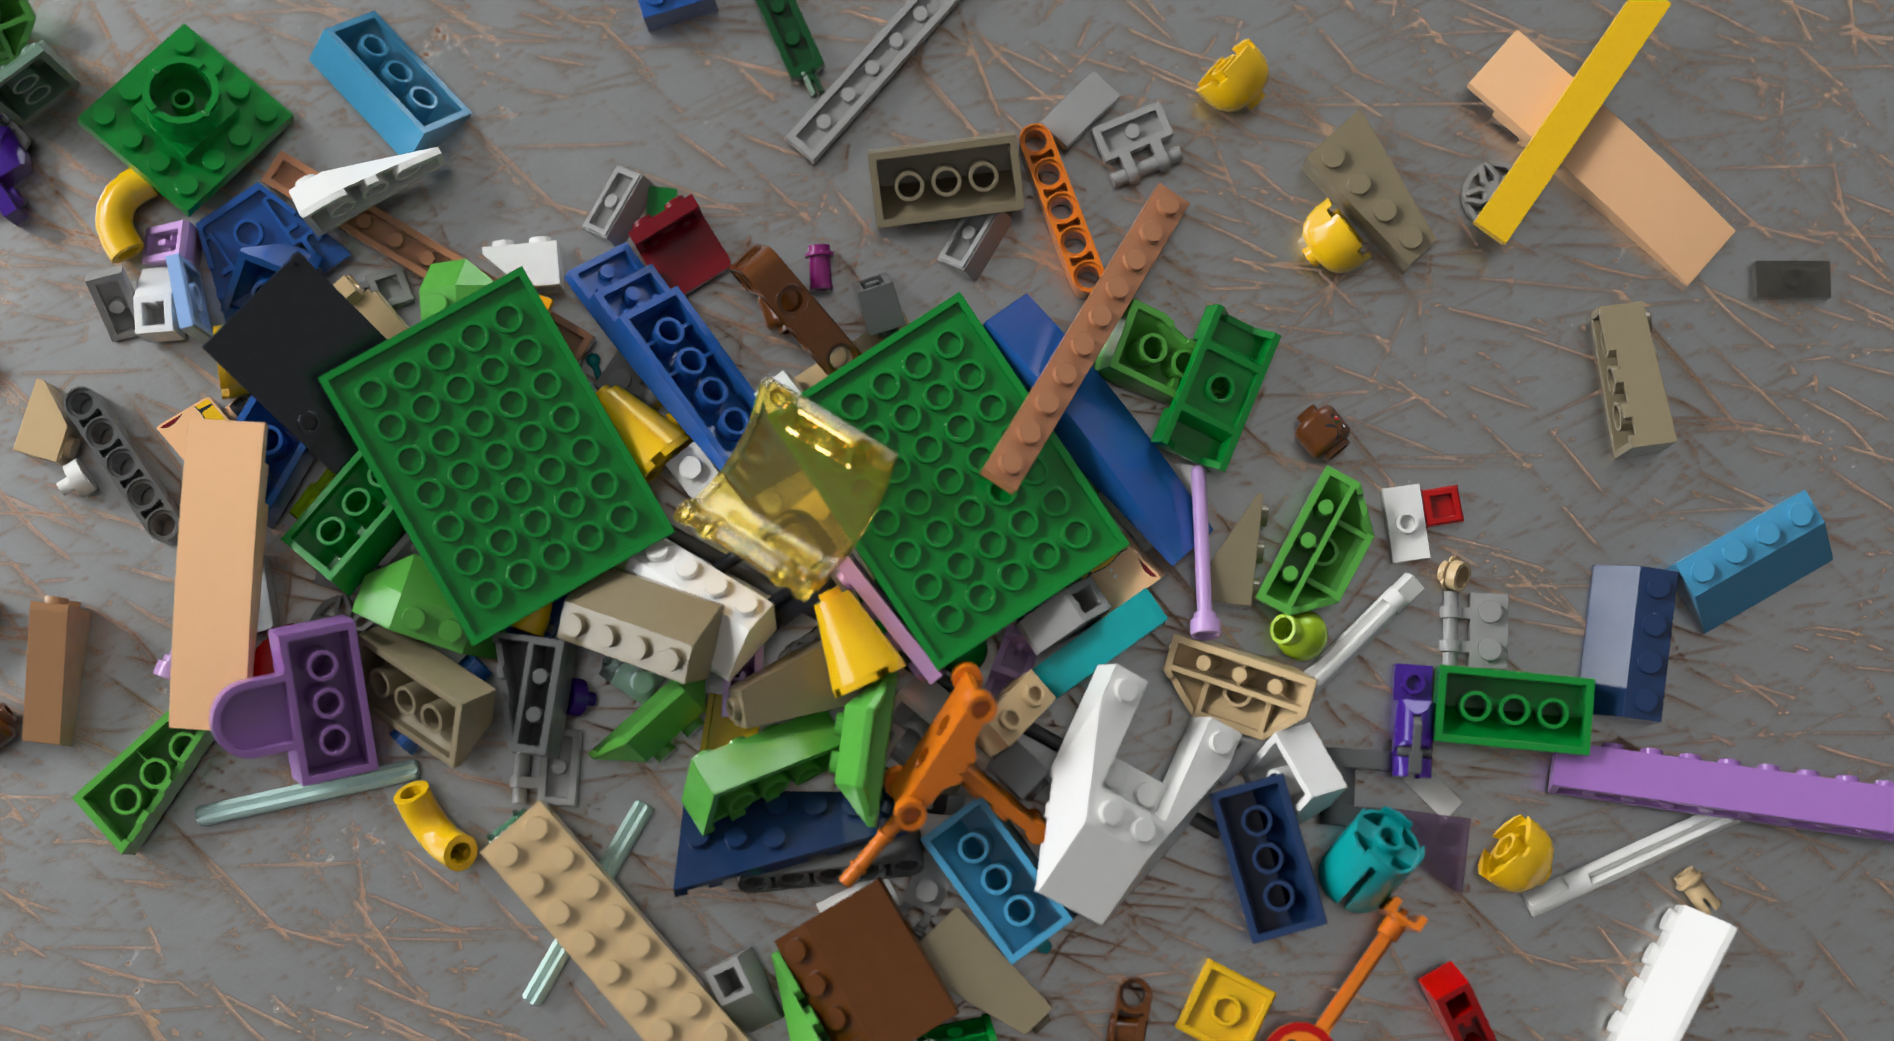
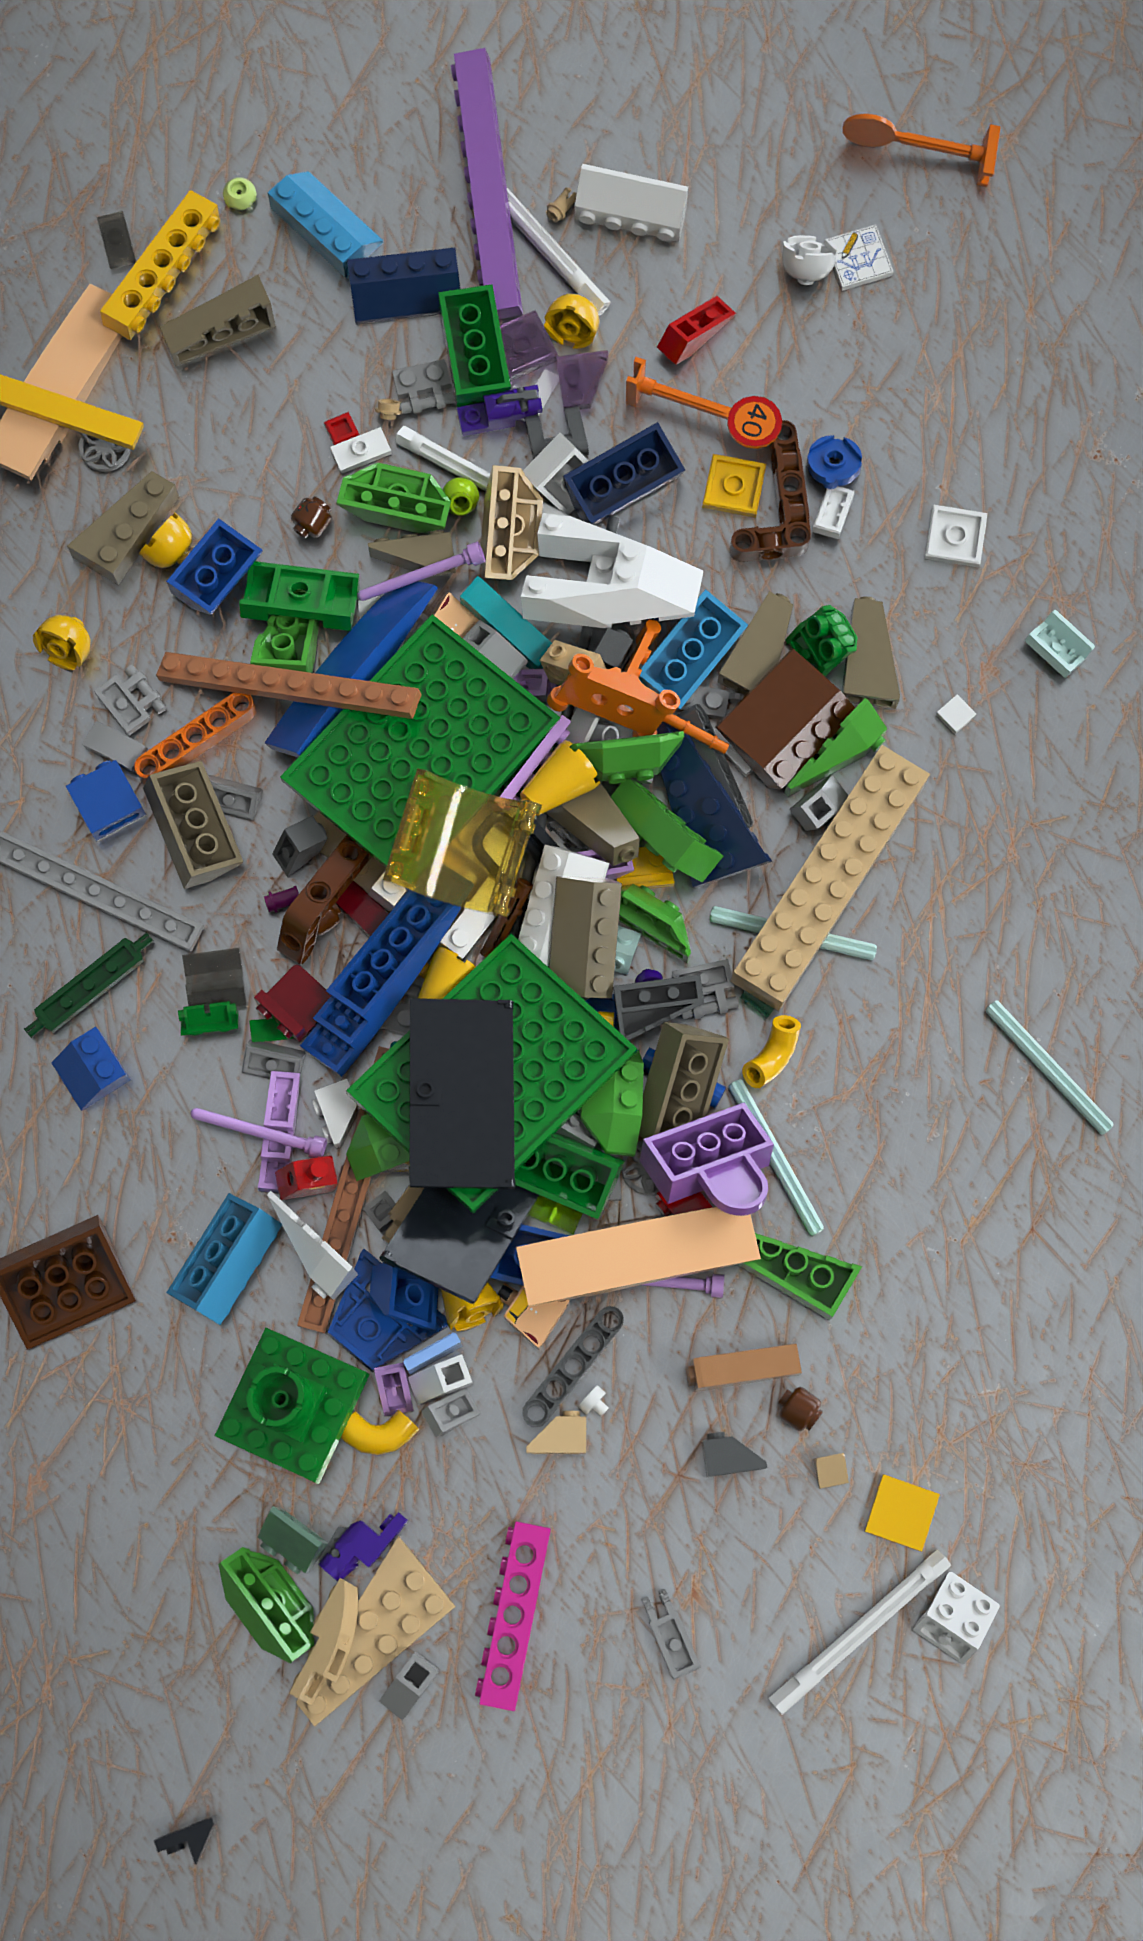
camera: 110 degrees left, 5 degrees down
(450, 204) = (309, 1178): none -> red torso
(471, 405) = (461, 1094): none -> black door
(490, 220) = (313, 1146): none -> lavender piece
(525, 189) = (280, 1116): none -> lavender slope
(687, 139) = (222, 1018): none -> green hinge
(728, 561) = (522, 892): none -> reddish brown pin
(742, 160) = (214, 977): none -> clear smoke slope
(781, 355) = (361, 908): none -> dark red slope
(1010, 81) = (105, 800): none -> blue piece
(1281, 287) = (213, 568): none -> blue slope
(1368, 862) = (605, 407): teal cylinder -> none
(1499, 781) = (526, 345): none -> clear purple plate
(1807, 384) = (191, 211): none -> yellow brick
(1809, 460) = (239, 201): none -> yellowish green plate

